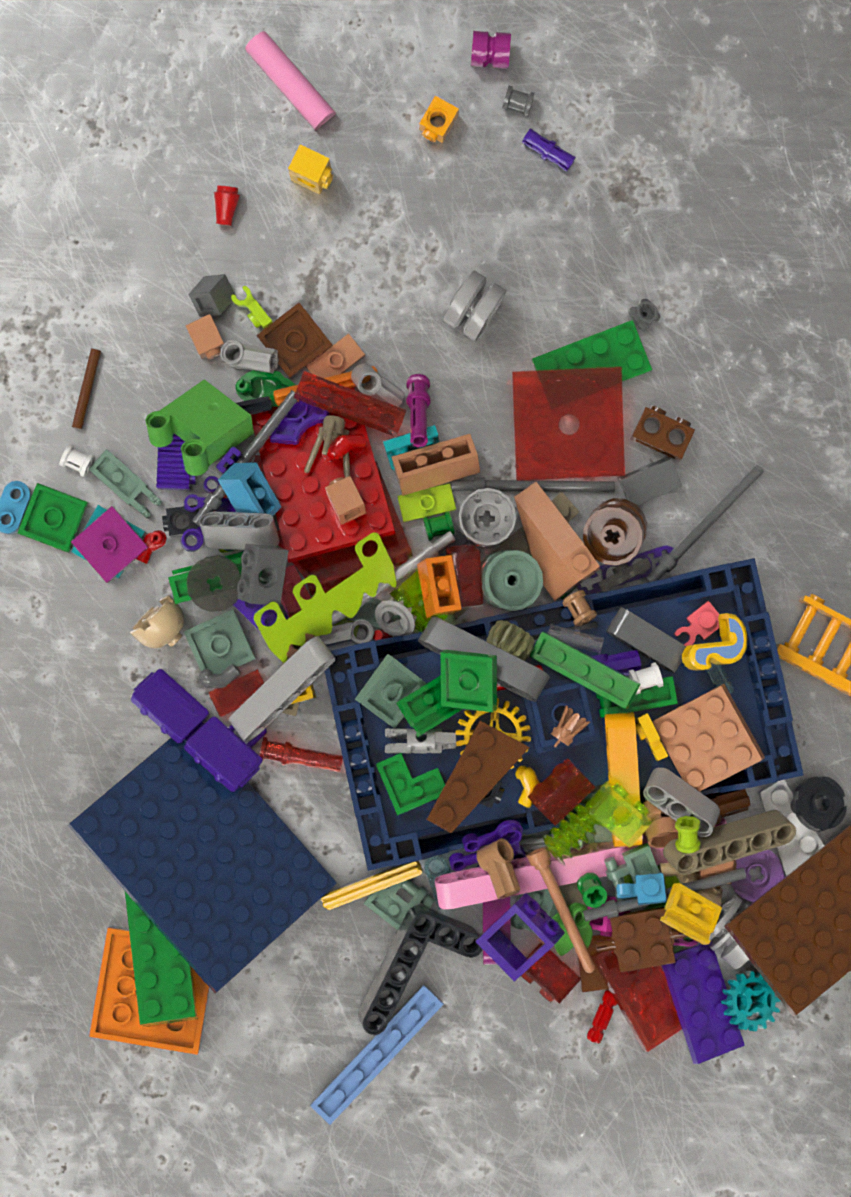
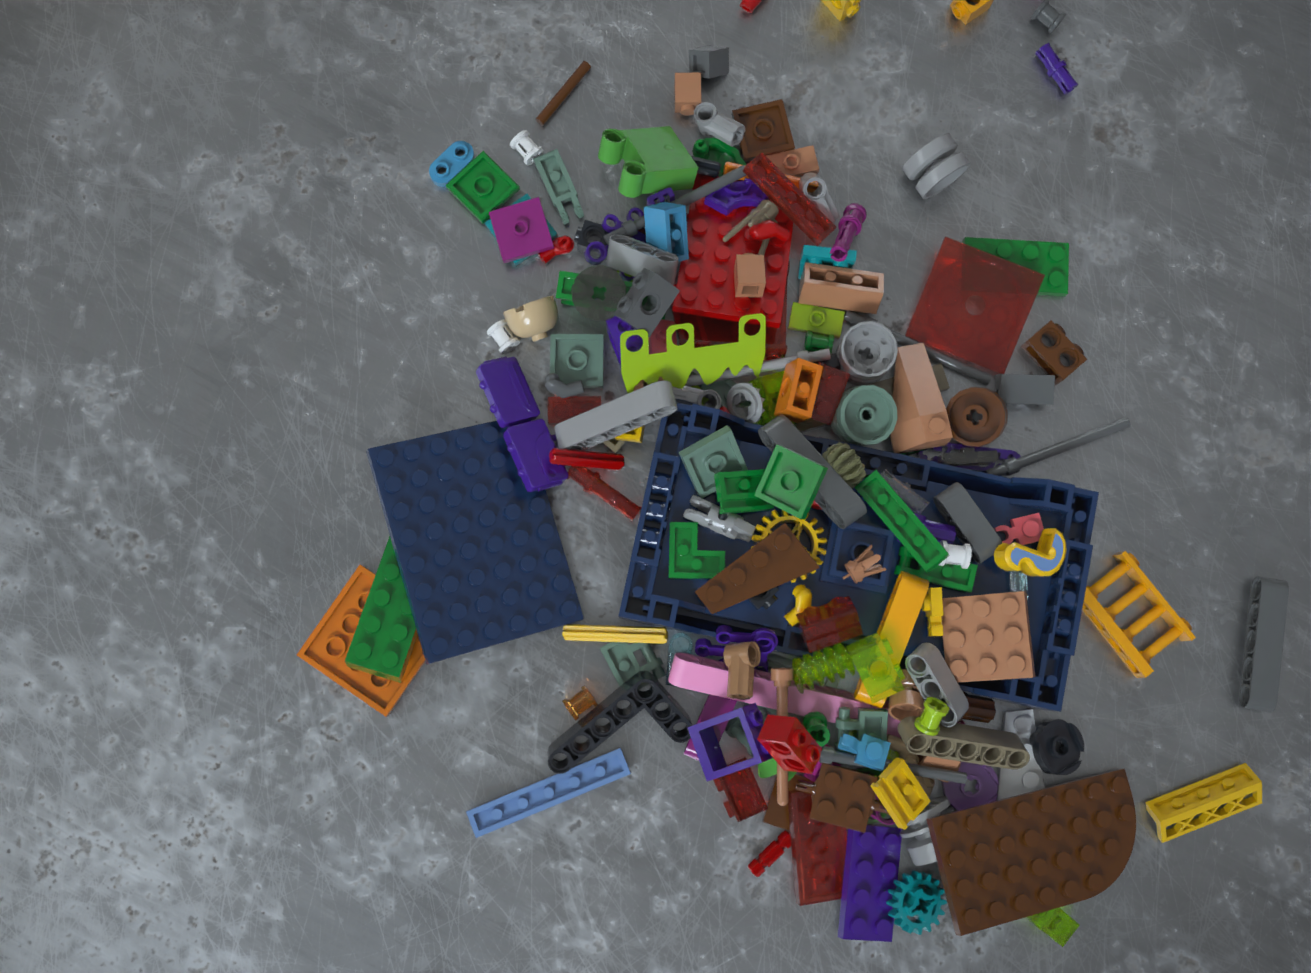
camera: 20 degrees right, 5 degrees down
(140, 654) = (503, 336): none -> white bush
(170, 468) = (604, 192): dark purple brick -> none
(257, 314) = (741, 94): lime plate -> none
(272, 735) = (586, 459): none -> red axle
(368, 961) = (580, 702): none -> clear orange bush
(571, 917) = (789, 744): none -> red brick
(579, 608) = (917, 466): medium nougat bush -> none
(651, 311) = (1087, 241): dark grey plate -> none

